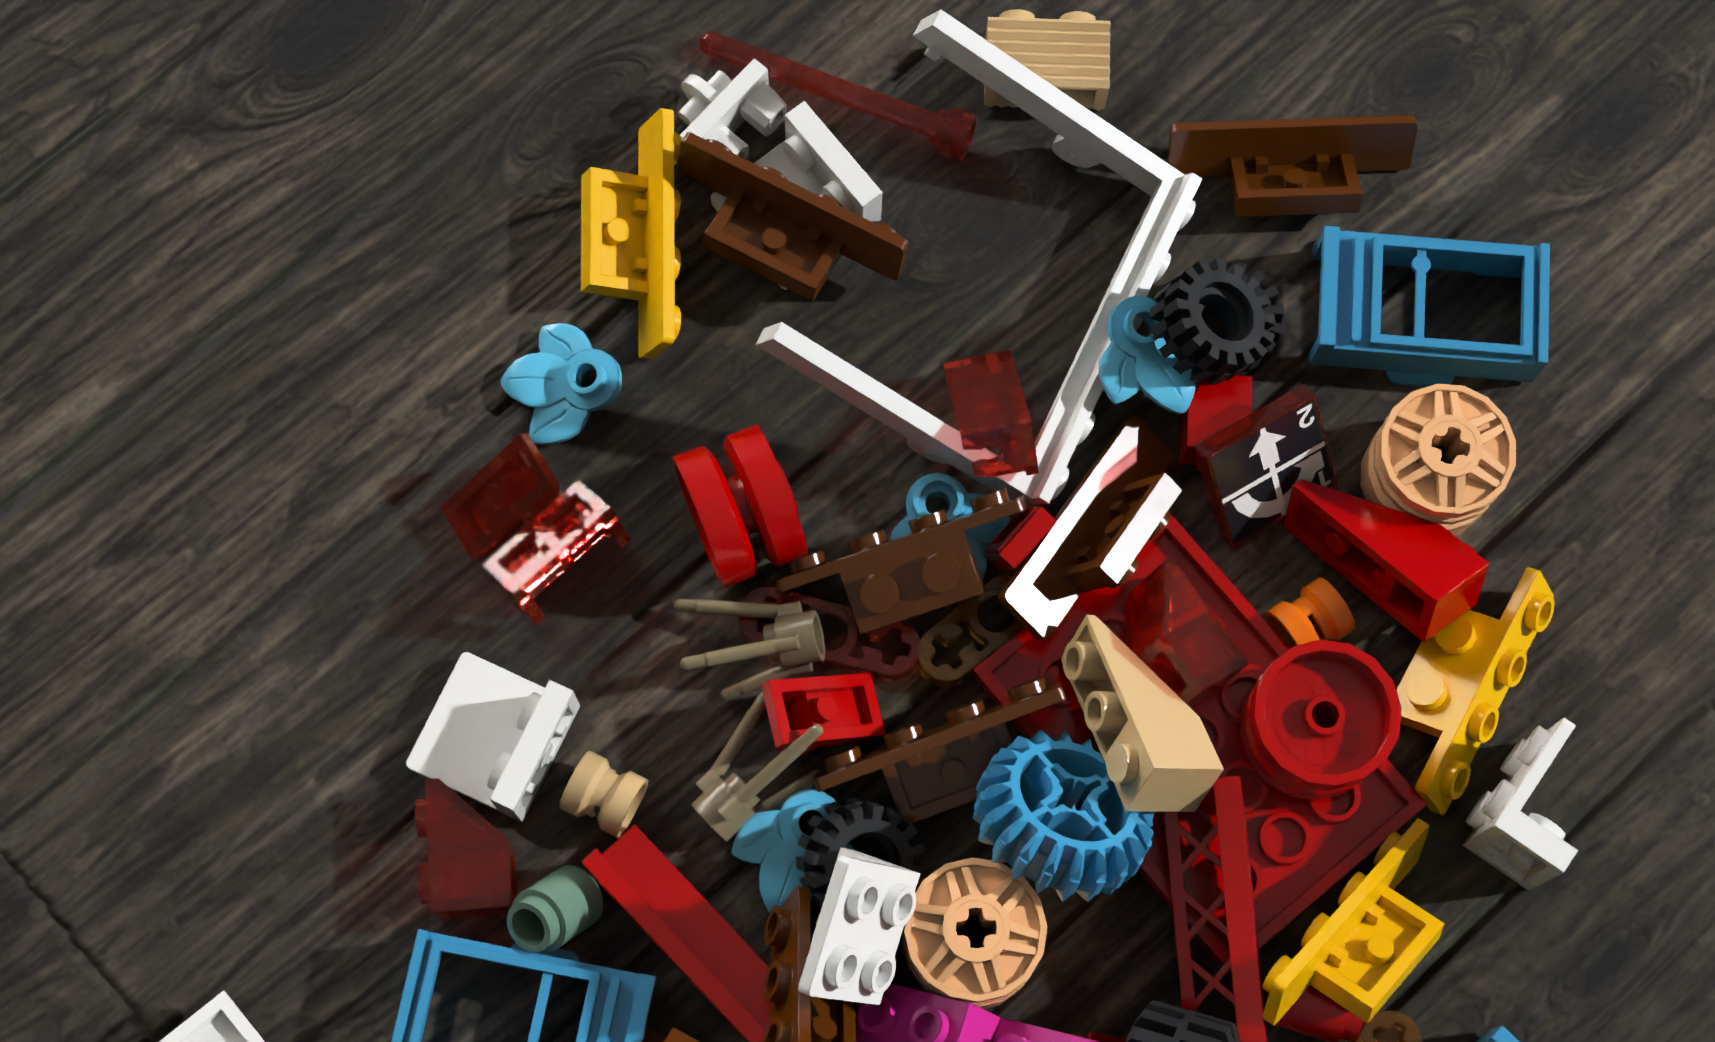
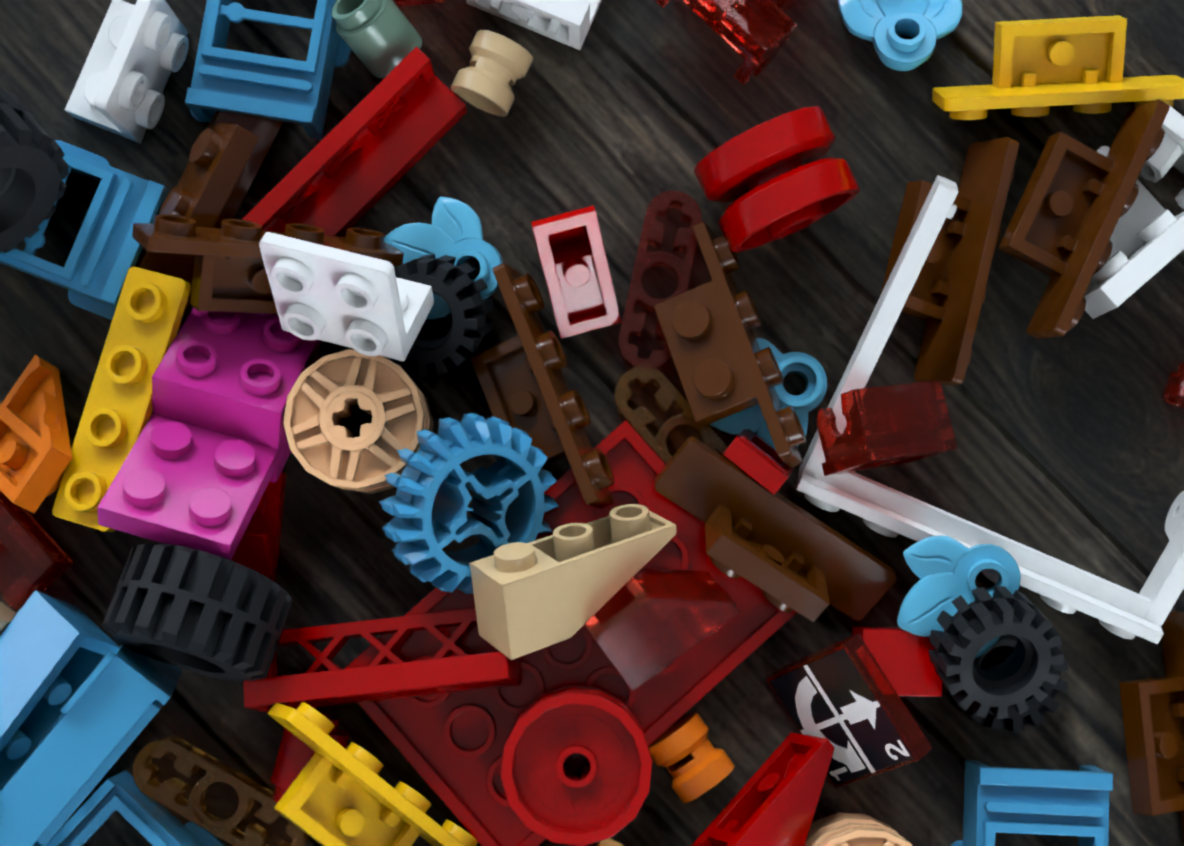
camera: 85 degrees right, 10 degrees up
(732, 802) = (490, 195): dark tan plant -> none
(793, 640) = (644, 240): dark tan plant -> none
(862, 342) = (958, 265): none -> reddish brown bracket

